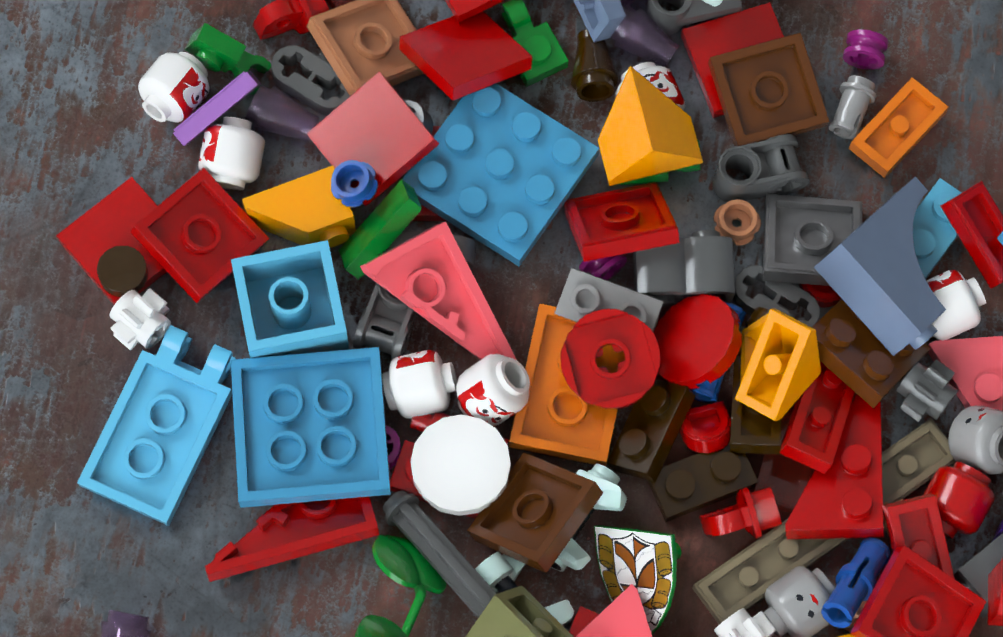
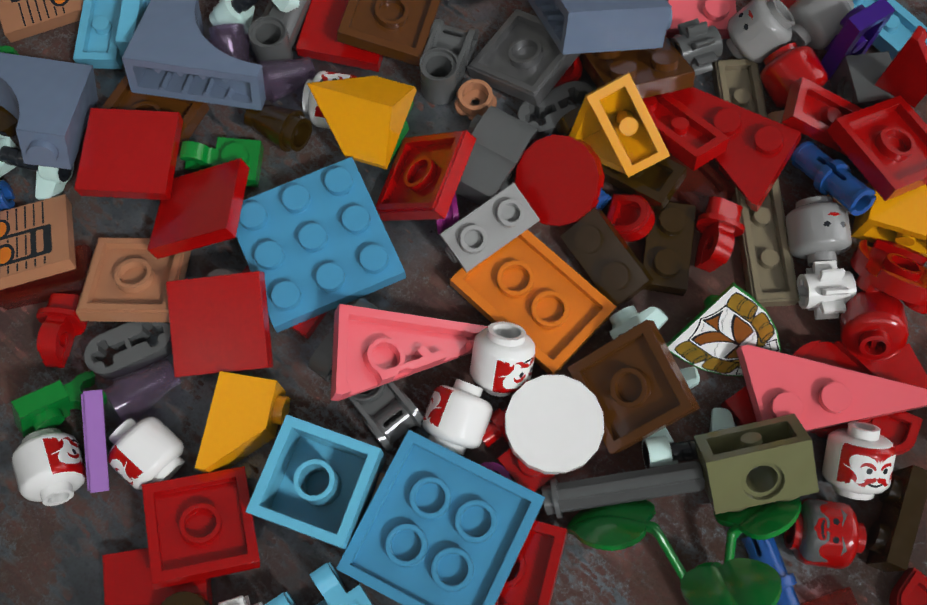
camera: 55 degrees left, 0 degrees up
(347, 173) = (237, 361): blue plate -> none
(380, 228) = (303, 366): green tile -> none
(625, 335) = (564, 237): red plate -> none

